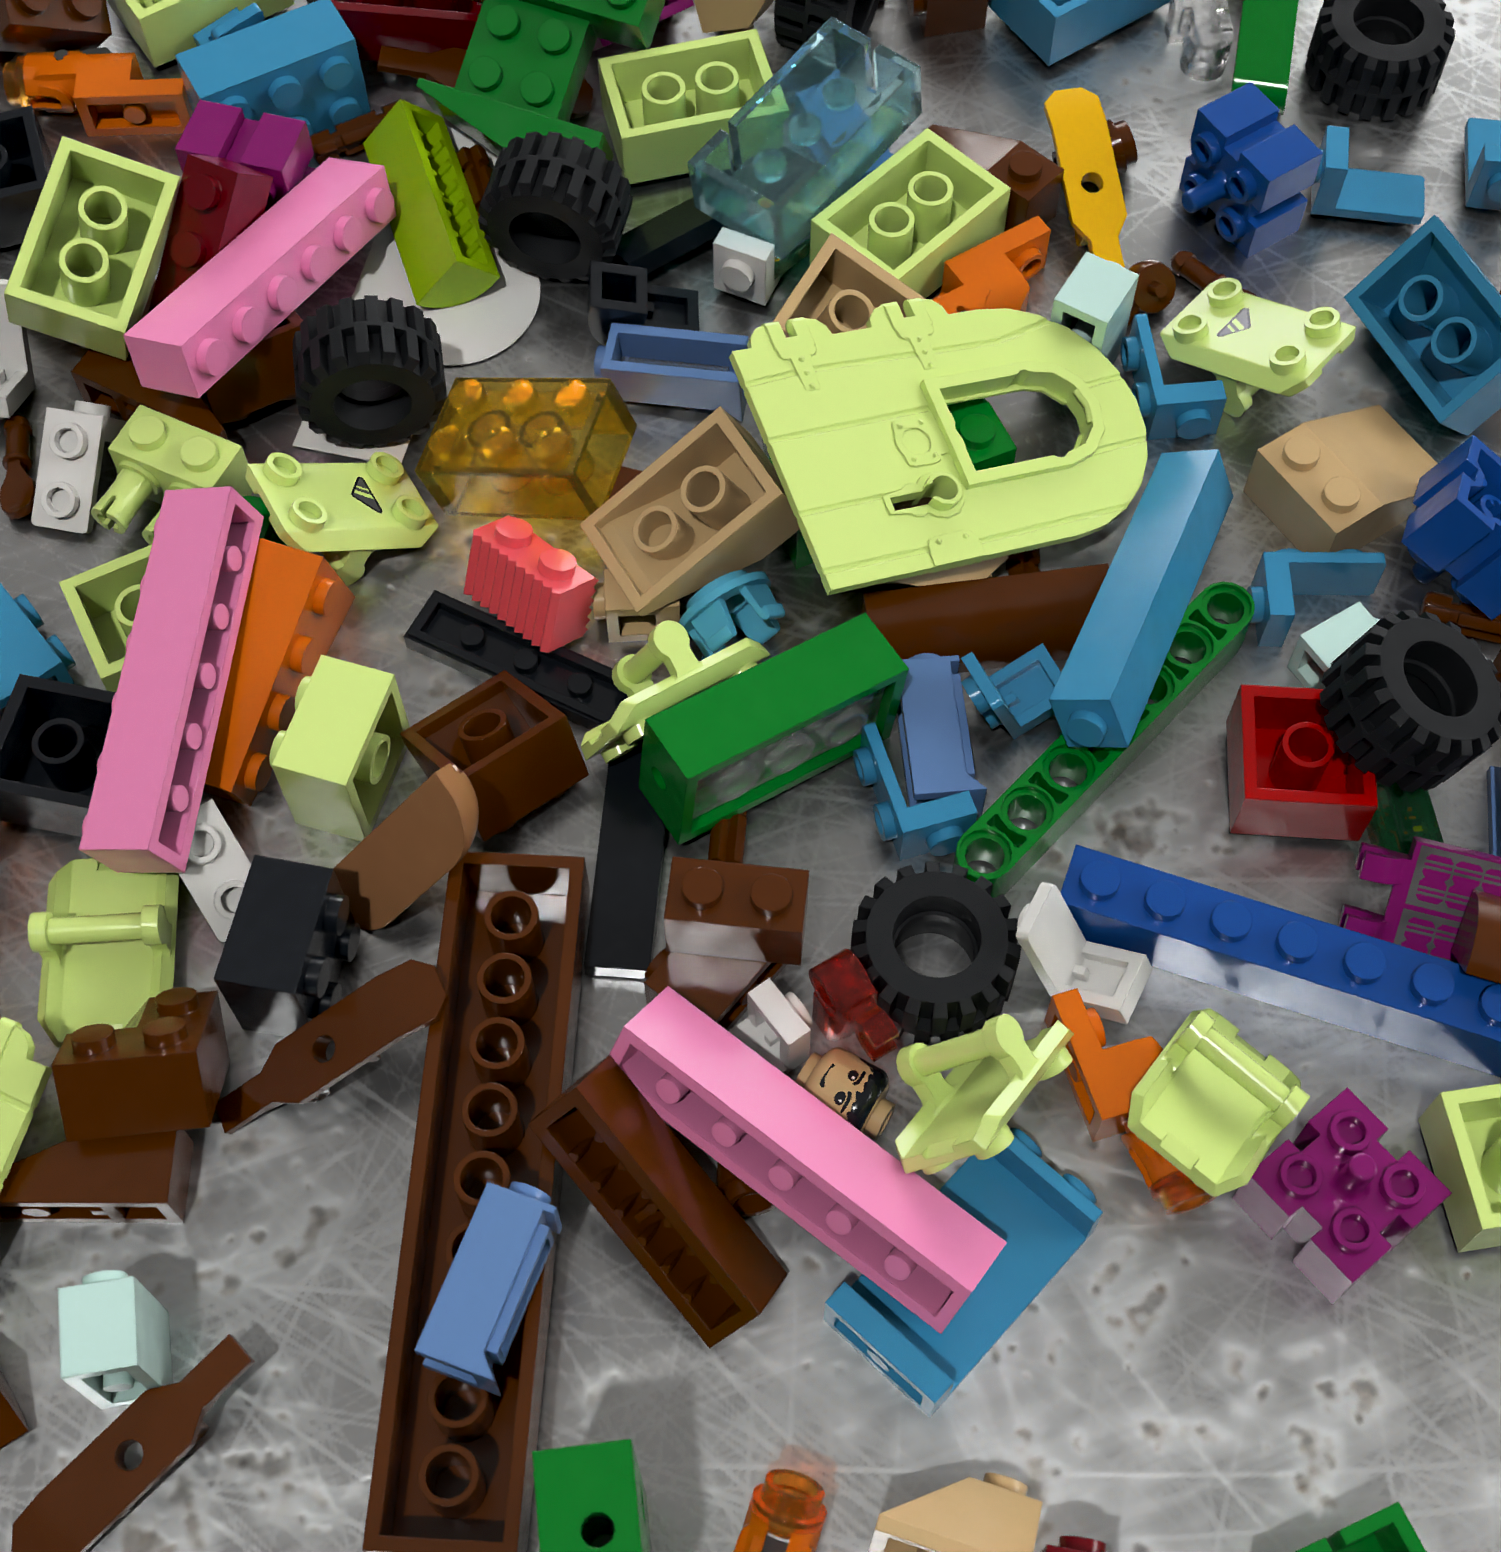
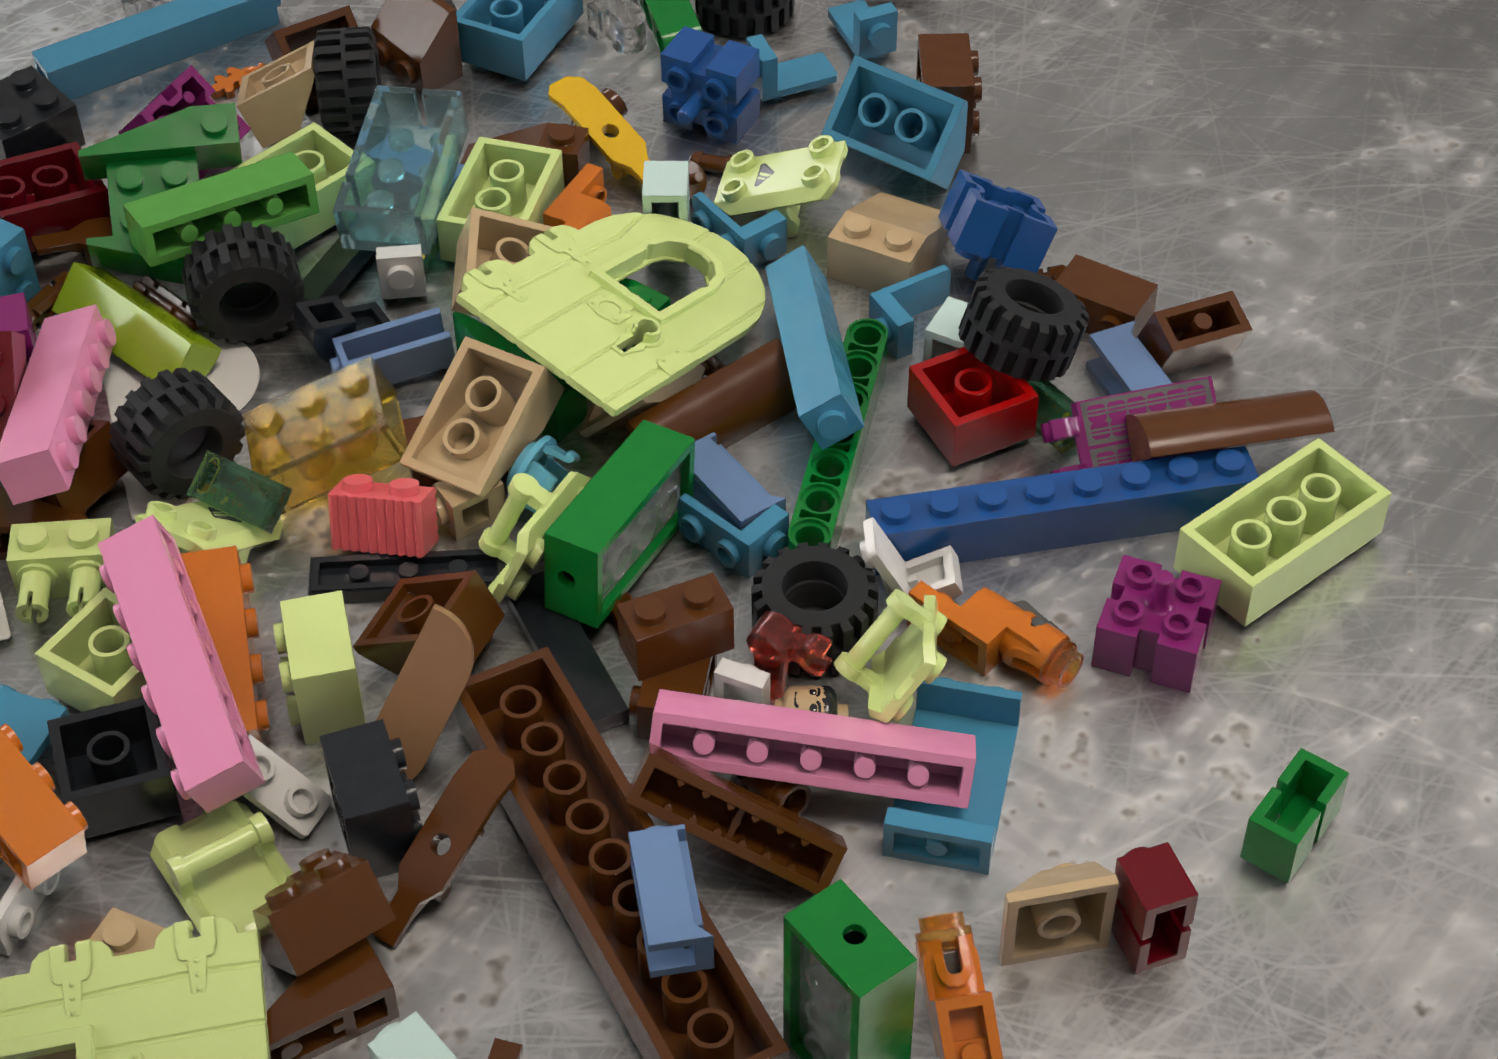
camera: 30 degrees left, 15 degrees down
(392, 477) = (239, 491): none -> clear green tile
(599, 102) = (260, 193): none -> bright green brick
(1016, 693) = (765, 441): dark azure bracket -> none
(1214, 1103) = (1050, 596): yellowish green shield -> none

